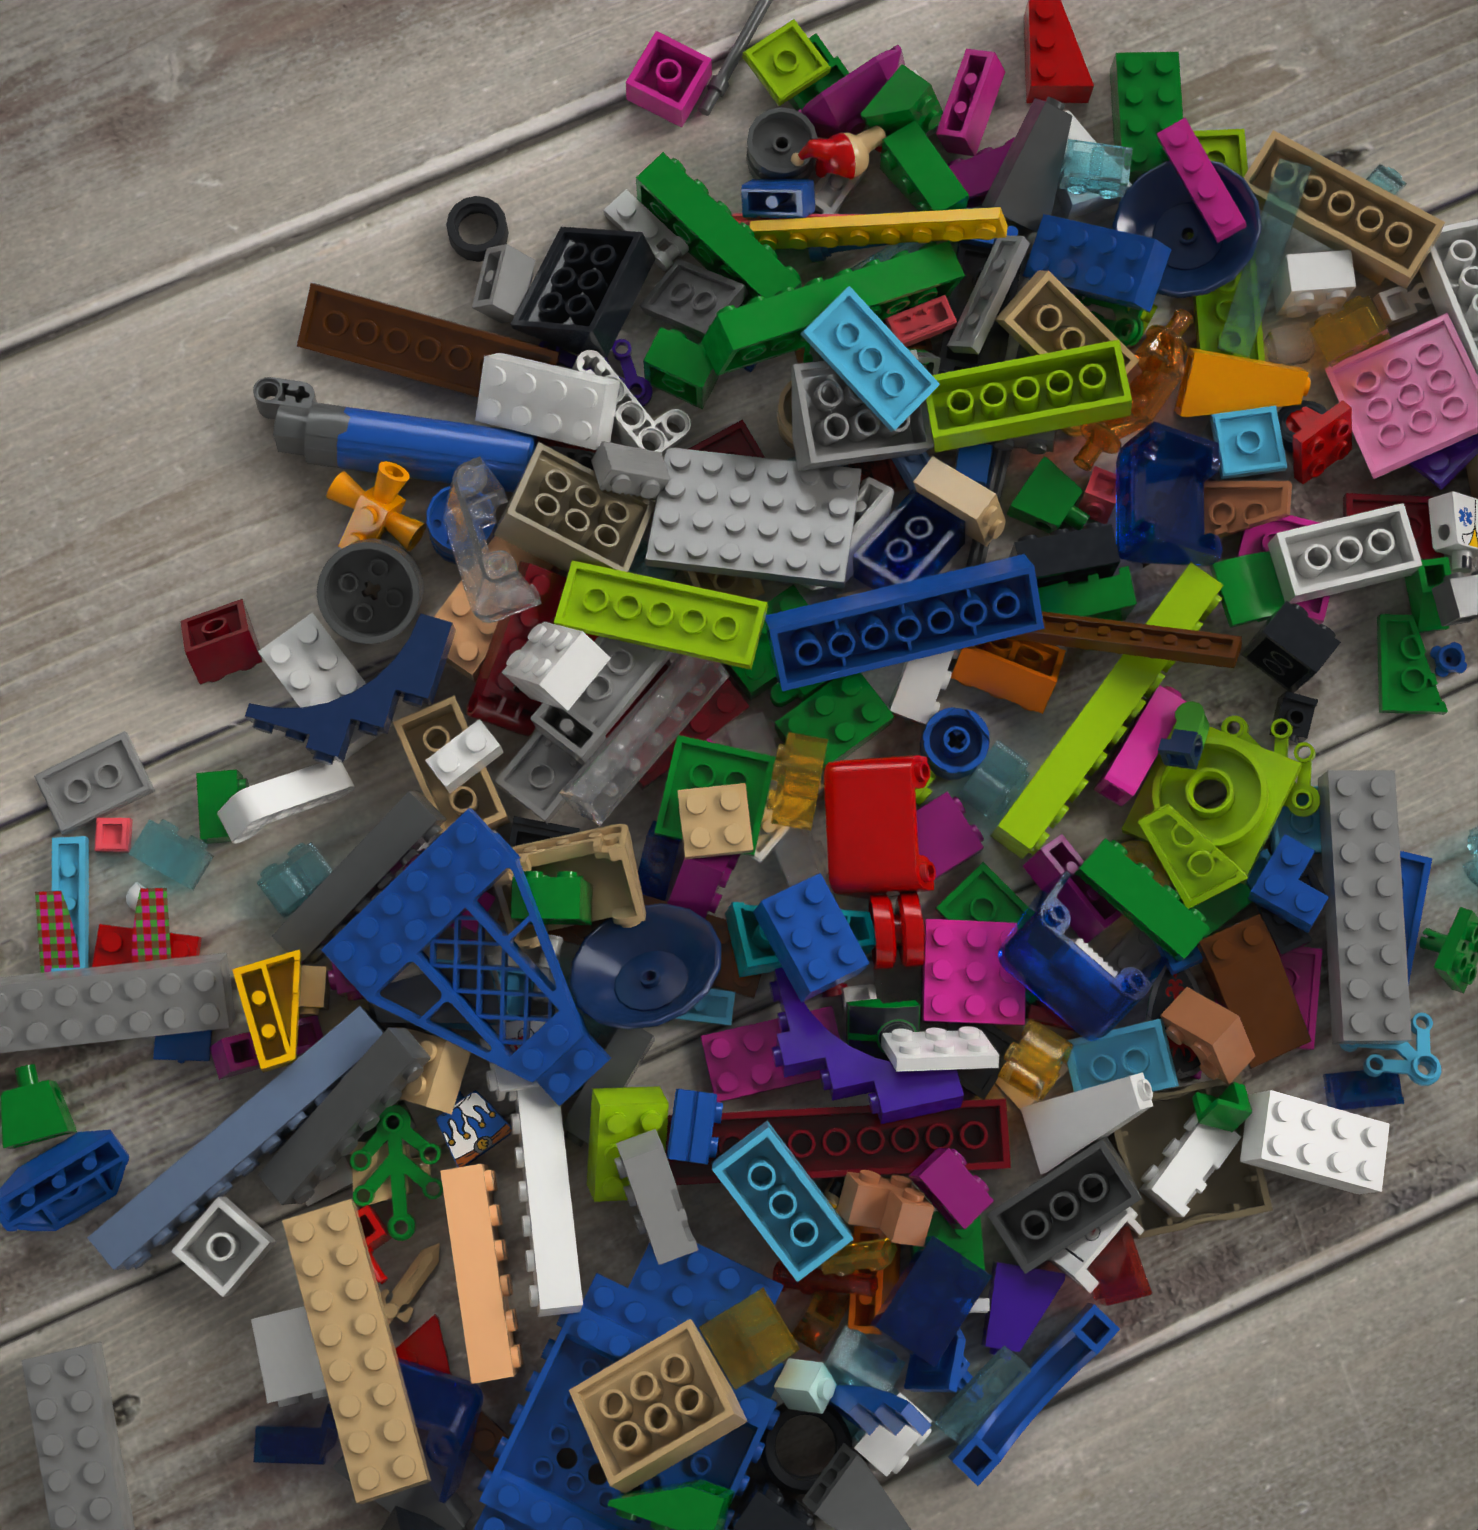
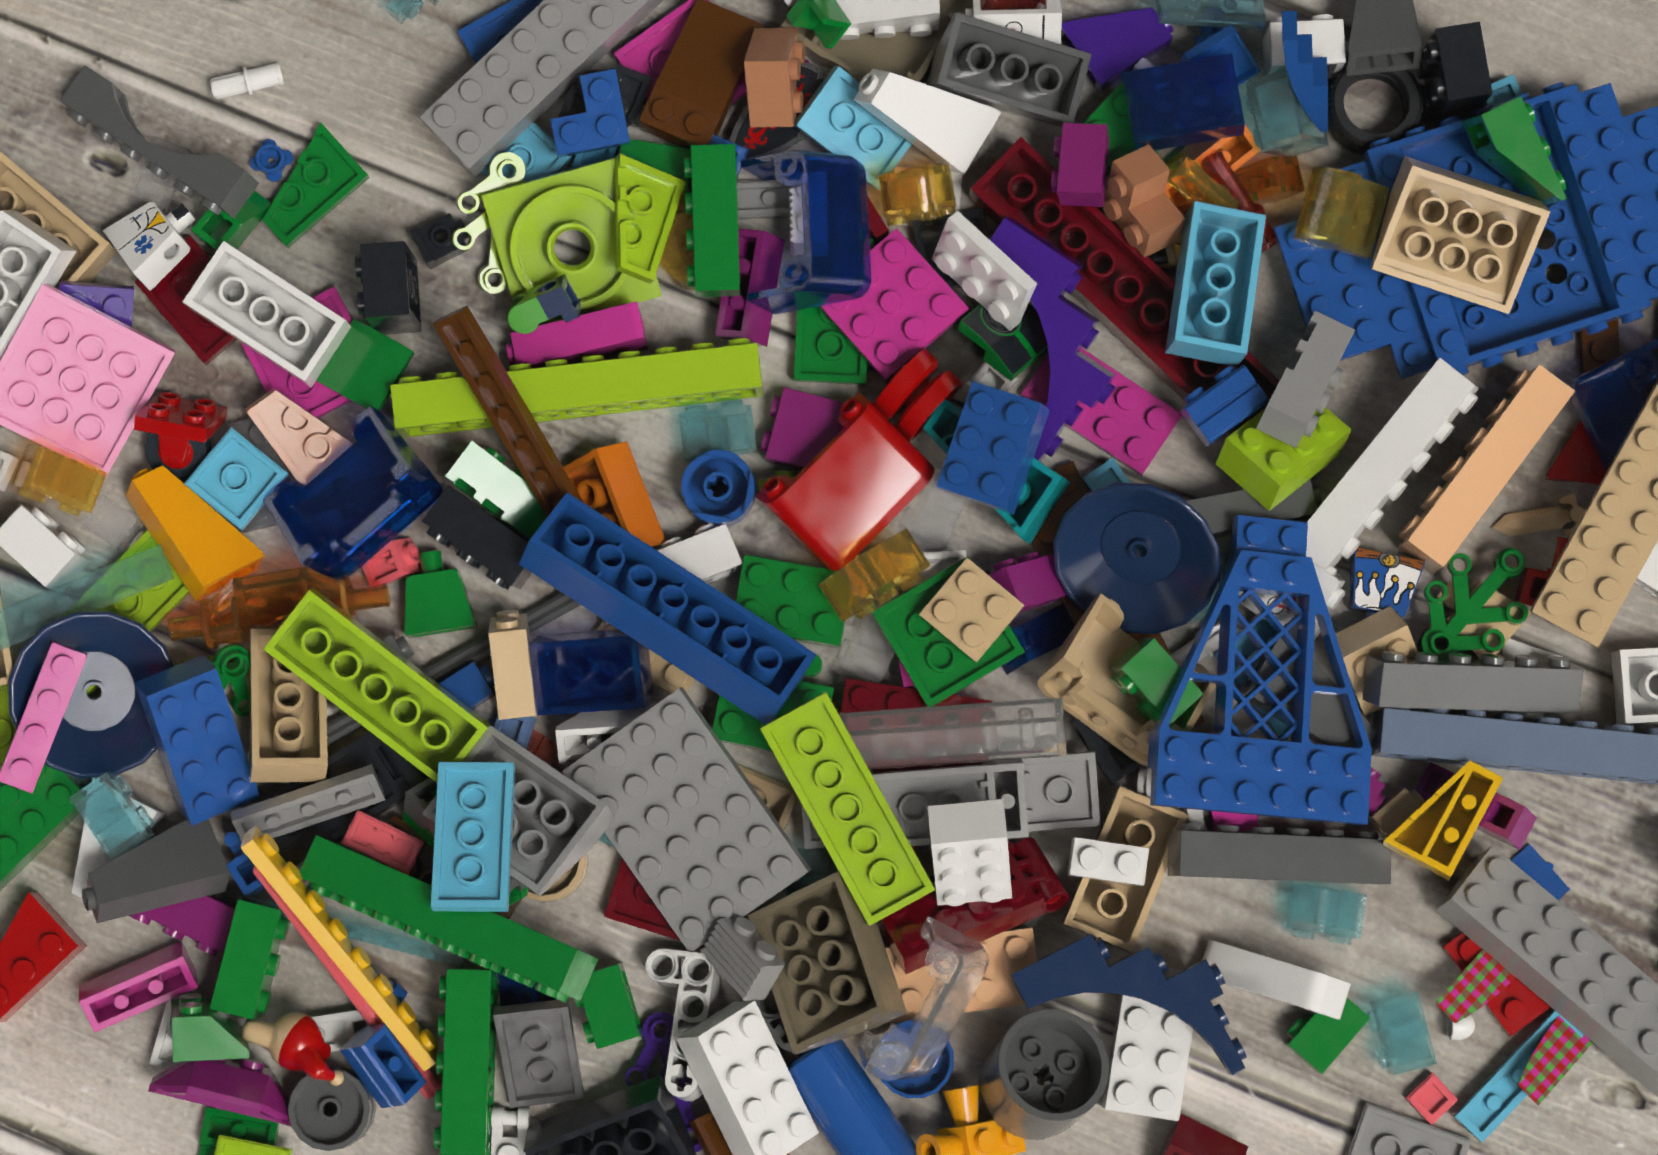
camera: 125 degrees left, 5 degrees up
(805, 1385) = (1334, 140): light aqua brick -> none

